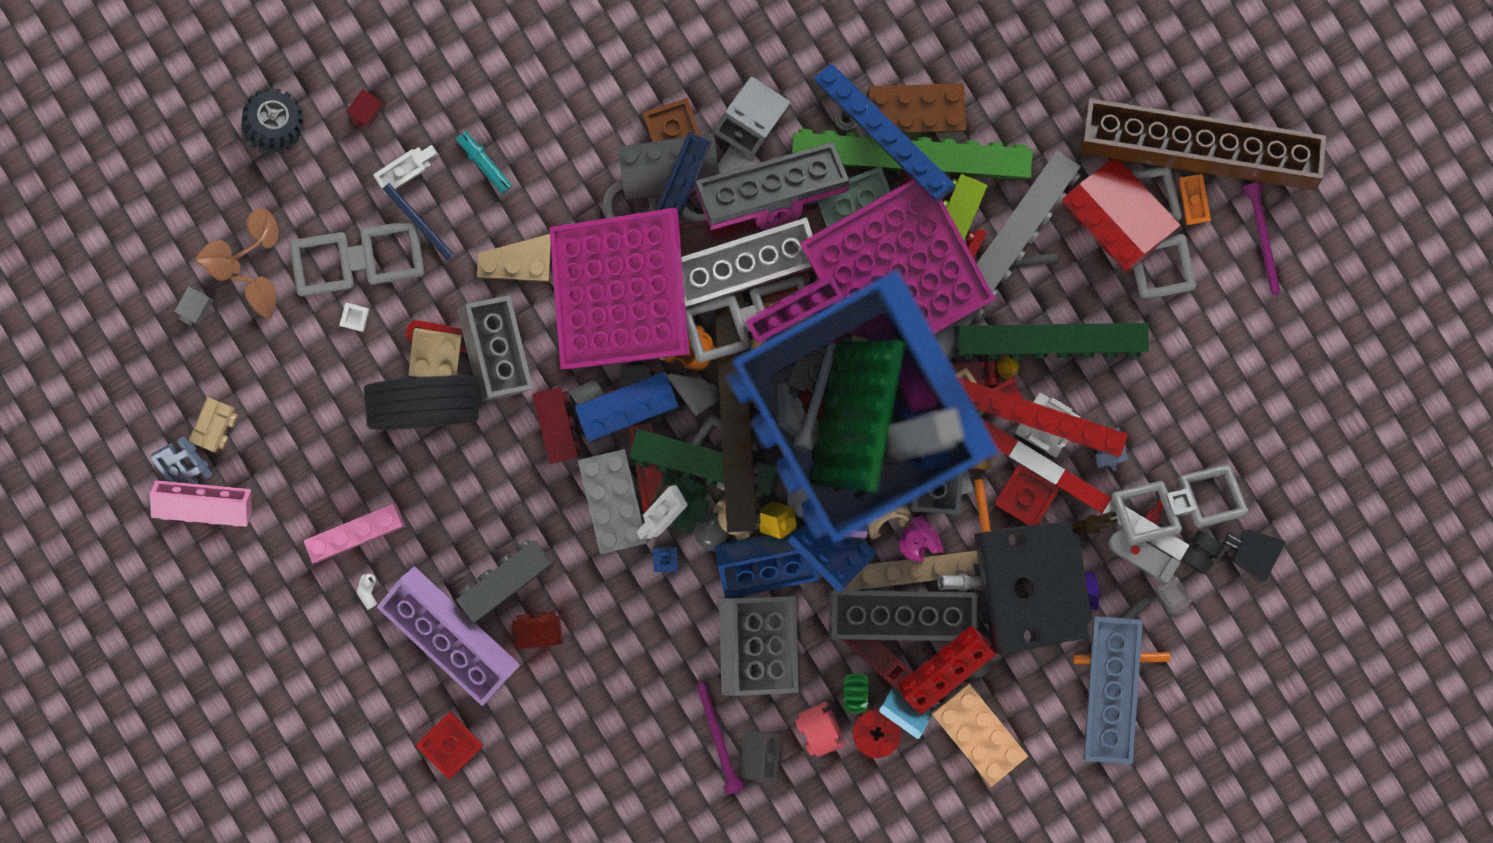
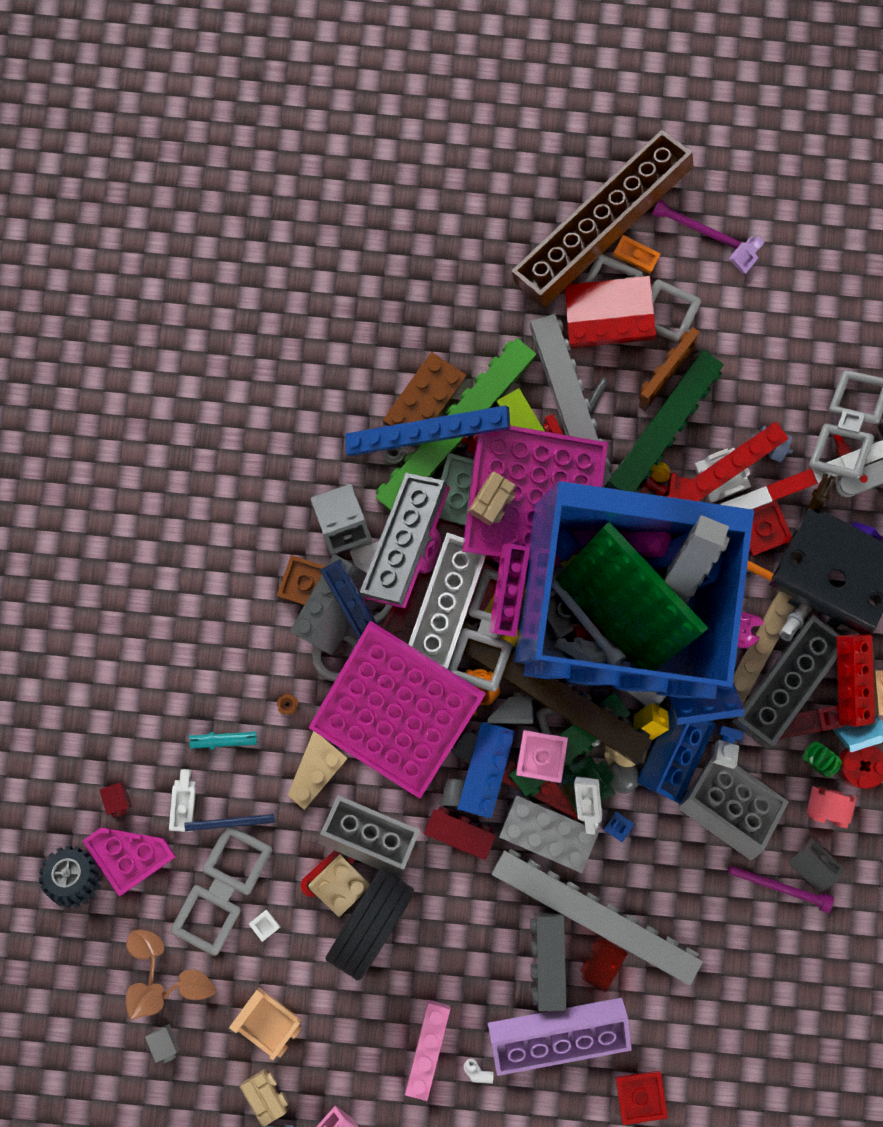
camera: 55 degrees left, 5 degrees down
(275, 381) = (267, 1023): none -> light nougat panel
(325, 157) = (127, 856): none -> dark pink plate
(549, 194) = (283, 709): none -> dark orange plate
(573, 595) = (597, 917): none -> light grey brick
(673, 444) = (541, 756): none -> bright pink plate
(798, 607) = (726, 754): none -> white plate
(817, 597) = (729, 735): none -> blue plate
(863, 233) = (492, 498): none -> tan brick
(870, 326) = (566, 544): none -> blue plate
(1097, 304) = (664, 373): none -> dark orange plate
(1267, 297) = (745, 255): none -> lavender plate

